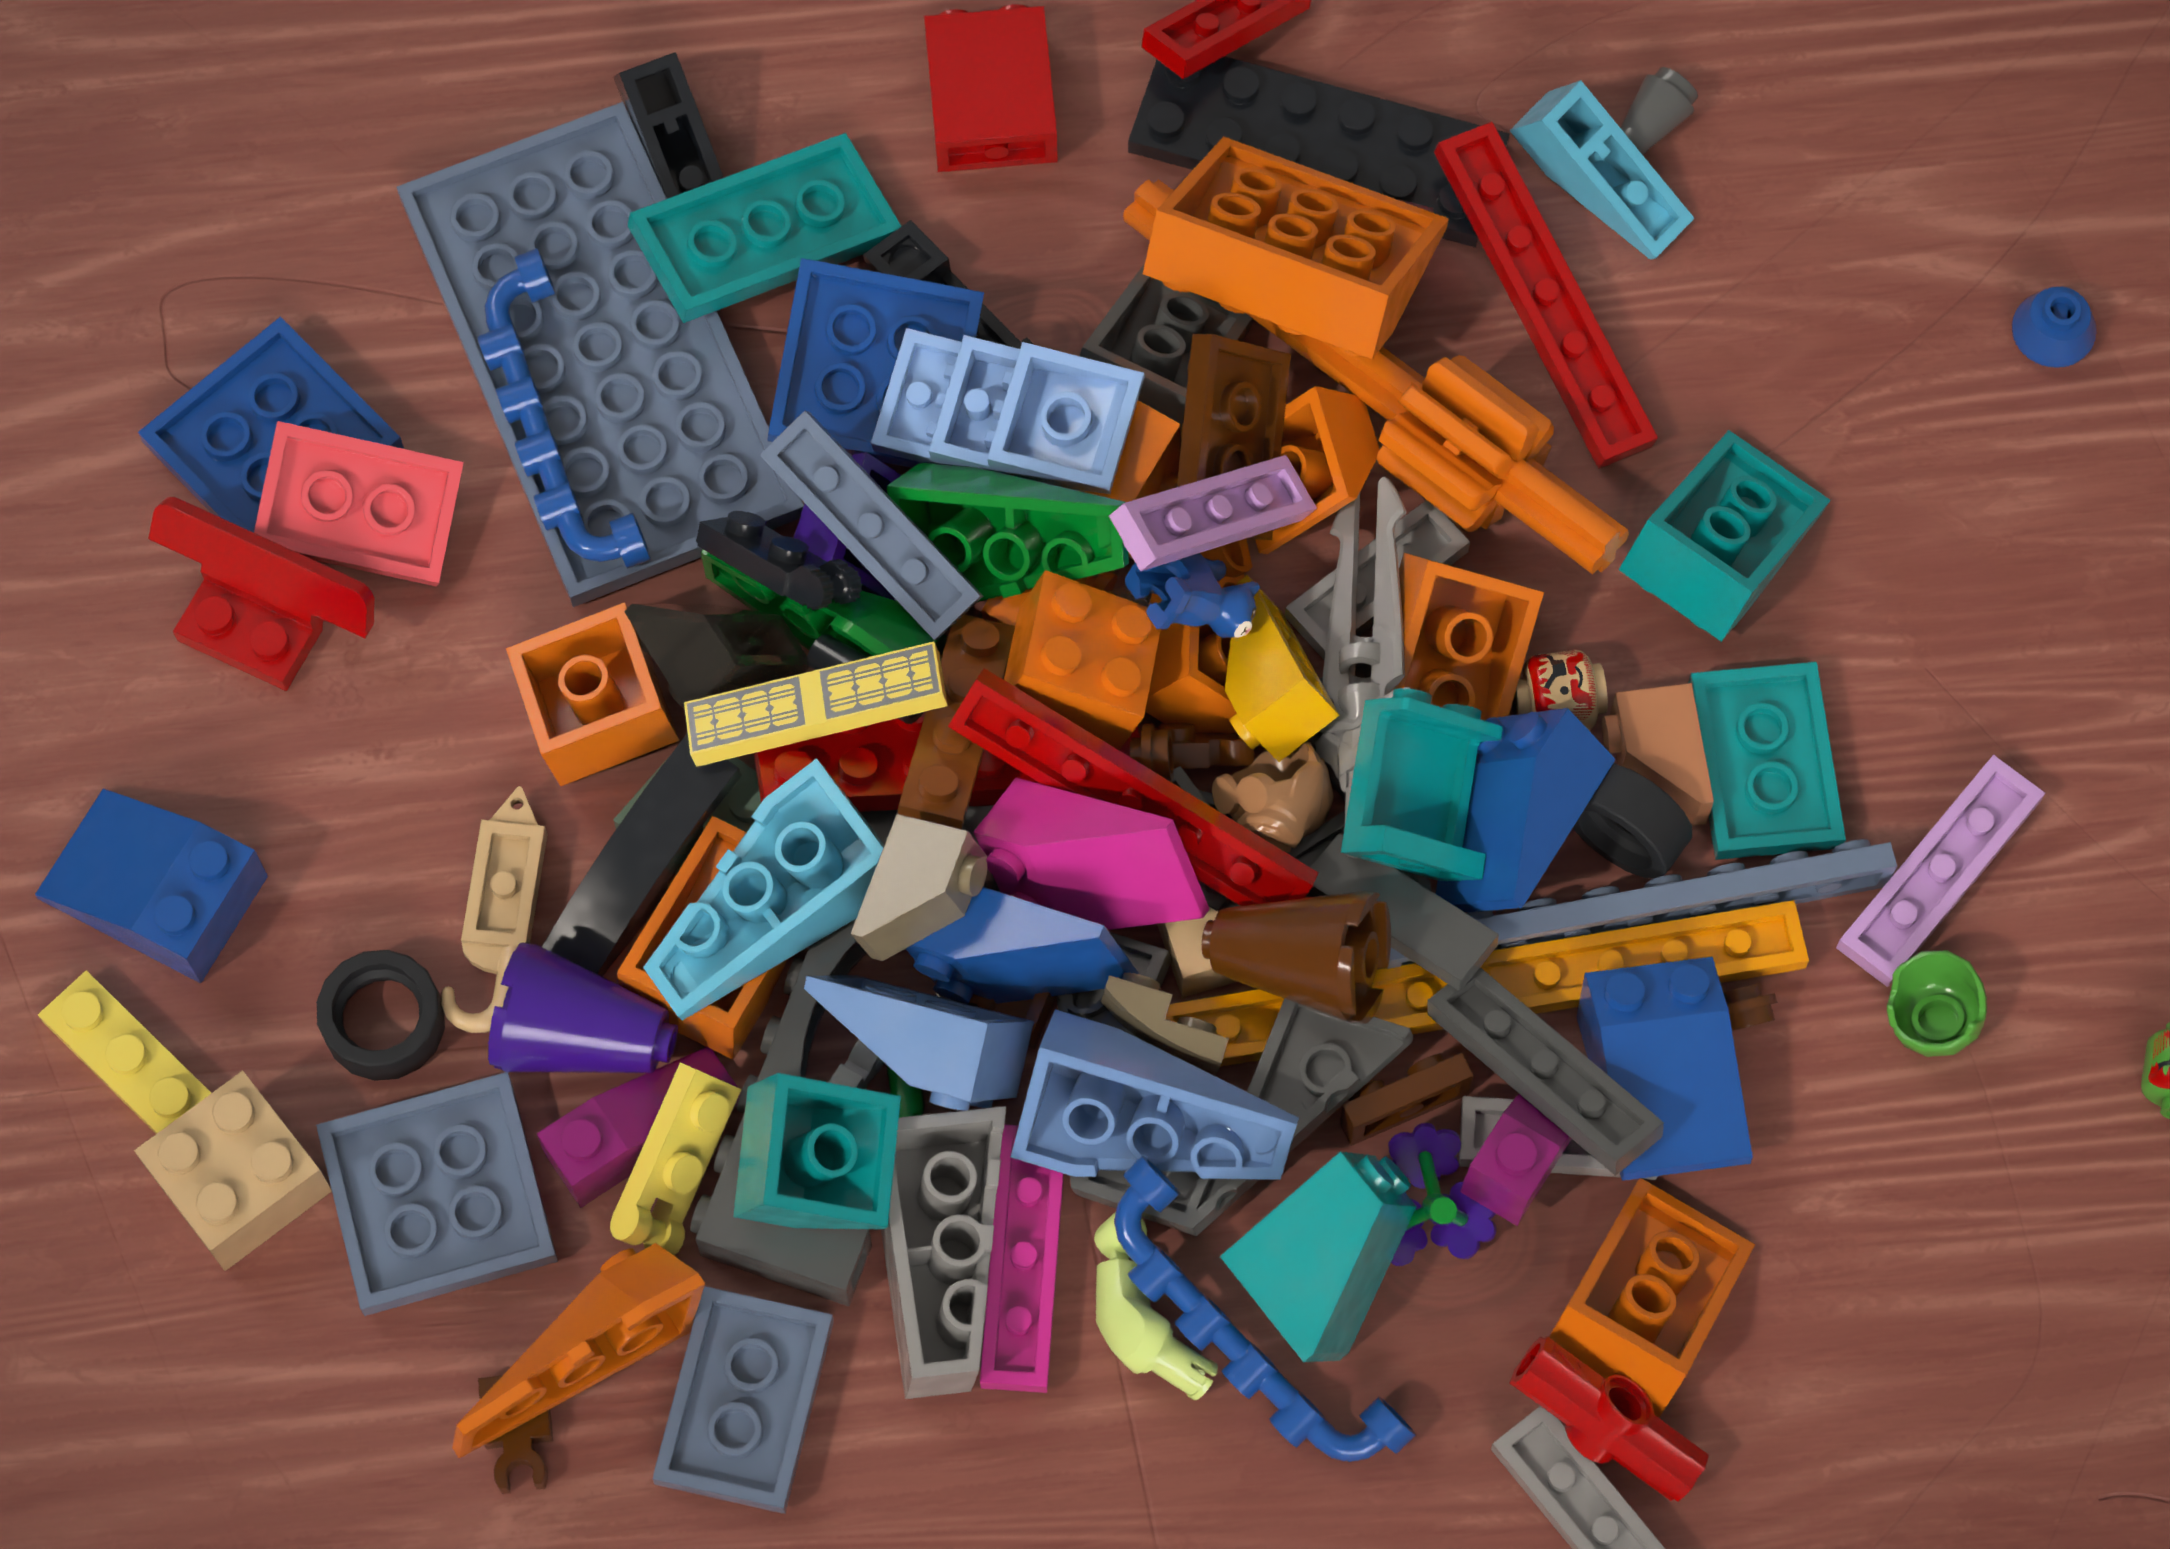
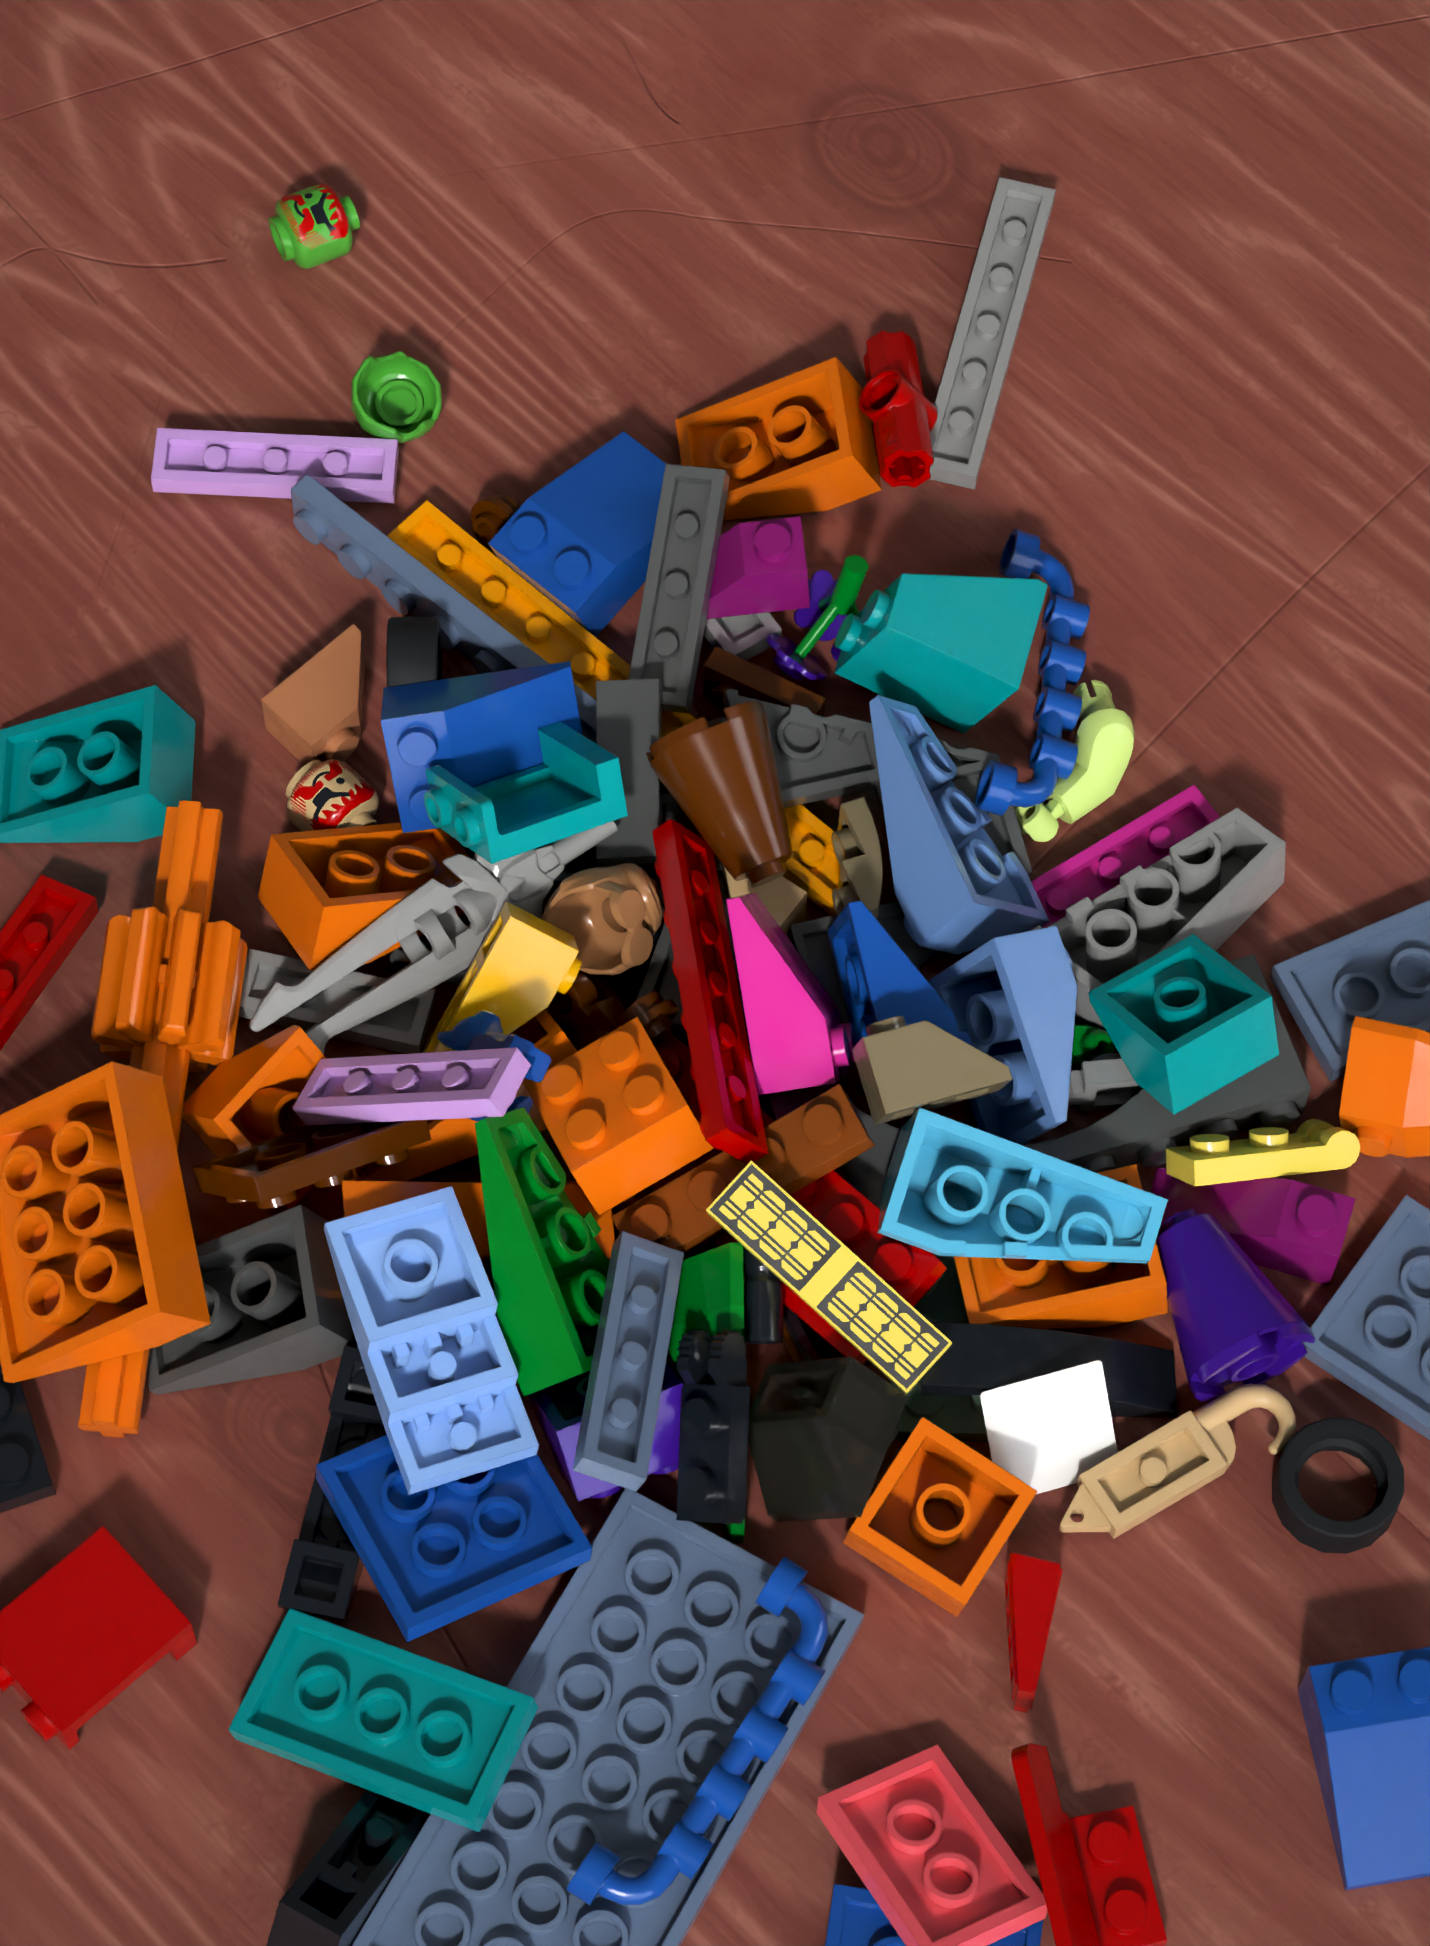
camera: 130 degrees left, 5 degrees down
(478, 717) = (1030, 1605): none -> red slope
(592, 827) = (1050, 1426): none -> white sticker
(1768, 761) = (271, 628): teal plate -> none

